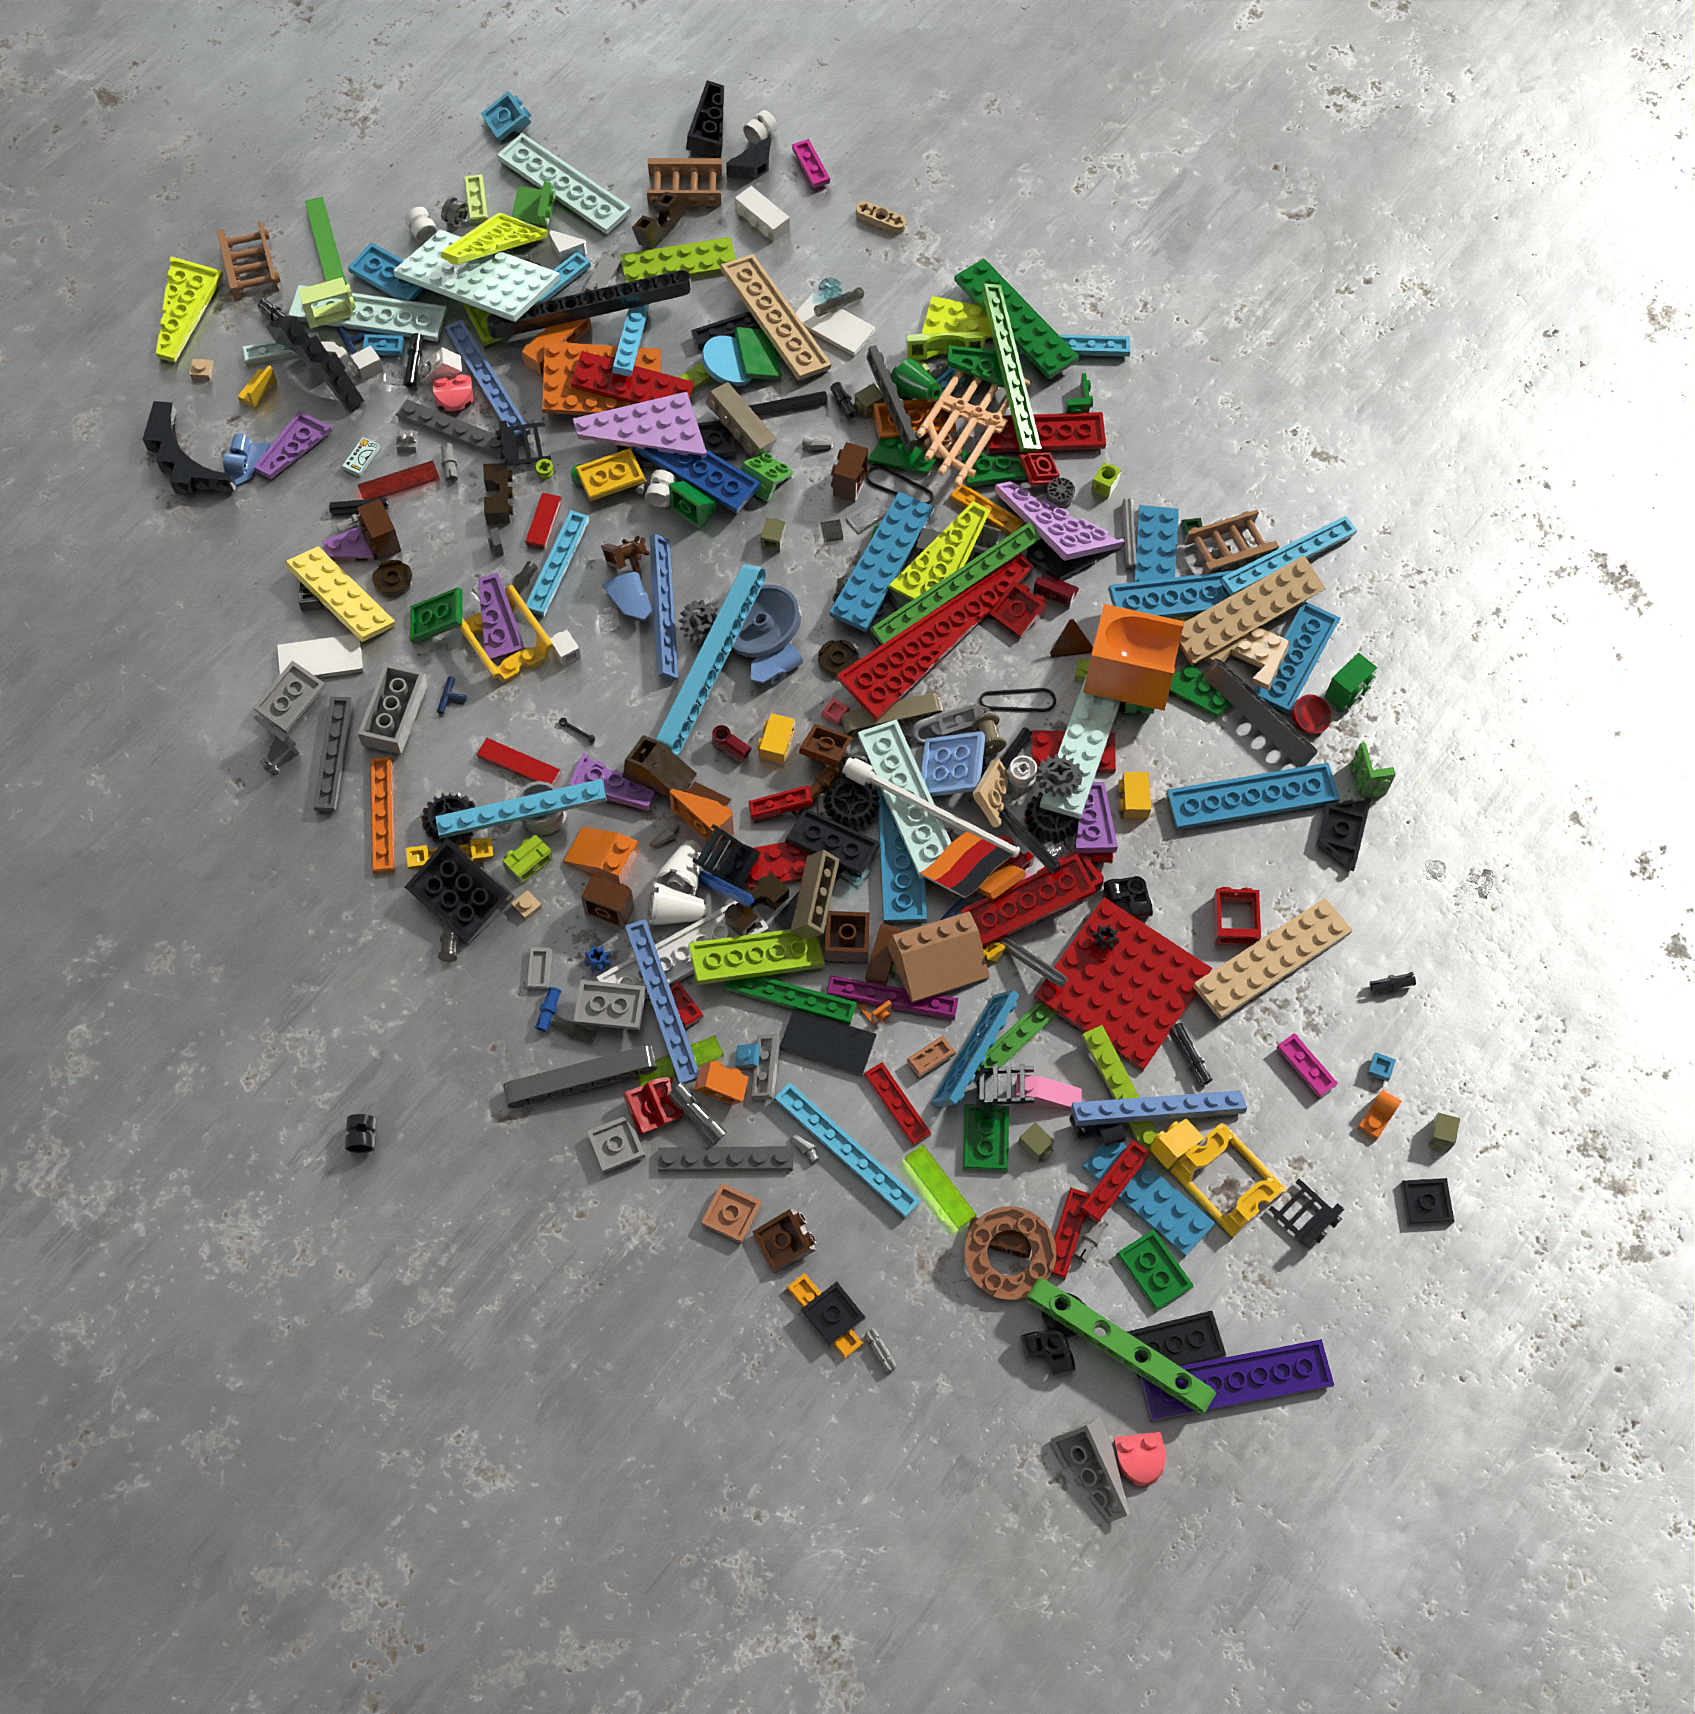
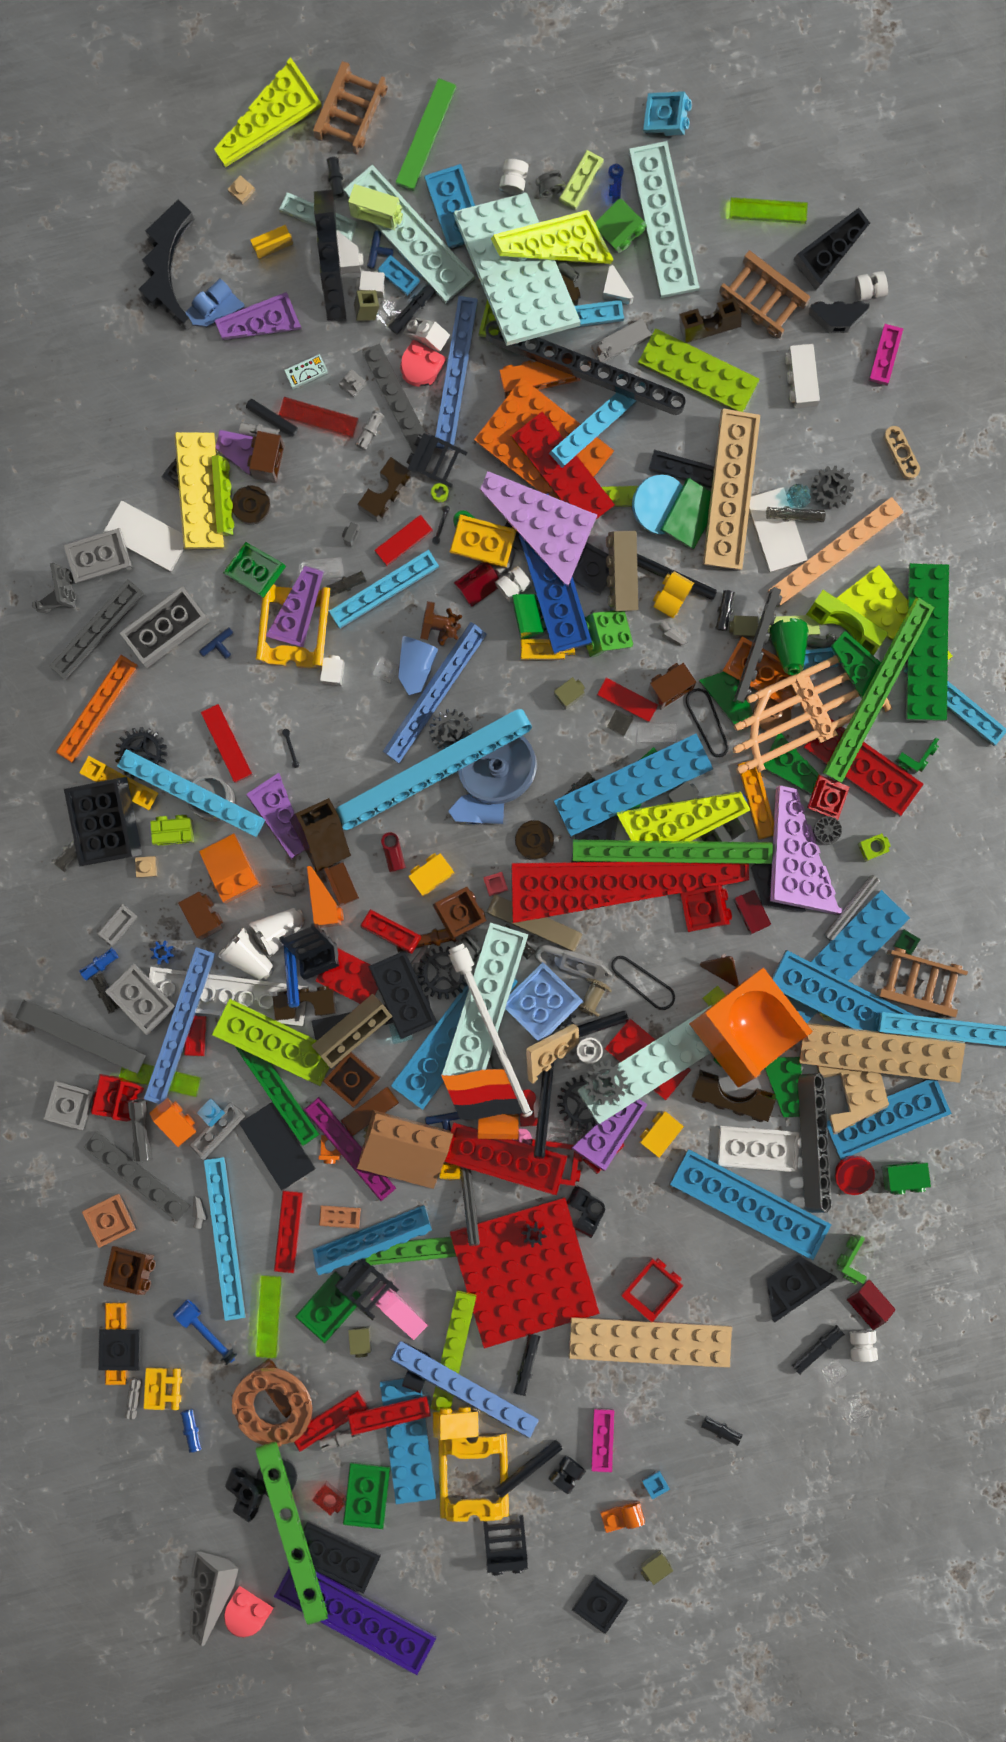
camera: 45 degrees right, 20 degrees up
(368, 588) = (222, 495): none -> lime plate
(374, 377) = (366, 305): none -> olive brick
(509, 185) = (615, 188): none -> clear blue plate
(570, 504) = (436, 540): none -> black hinge
(631, 509) = (477, 583): none -> dark red panel
(638, 132) = (768, 210): none -> clear neon green tile
(725, 520) = (541, 650): none -> yellow hinge
(794, 413) = (673, 594): none -> yellow brick
(823, 510) = (627, 700): none -> red tile
(850, 268) = (841, 484): none -> dark grey gear
(868, 1238) = (187, 1315): none -> blue piece
(892, 1322) = (155, 1388): none -> yellow plate
(893, 302) = (838, 549): none -> light nougat plate
(955, 1336) = (190, 1430): none -> blue pin
(1117, 1301) = (328, 1489): none -> clear red brick
(1142, 732) = (757, 1104): none -> dark brown arch
(1220, 752) = (758, 1148): none -> white tile
(1268, 1136) = (528, 1469): none -> black axle
(1304, 1113) = (572, 1469): none -> black wheel
(1407, 857) = (818, 1349): none -> black pin
(1415, 801) = (871, 1305): none -> dark red panel
(1436, 830) = (863, 1345): none -> white wheel

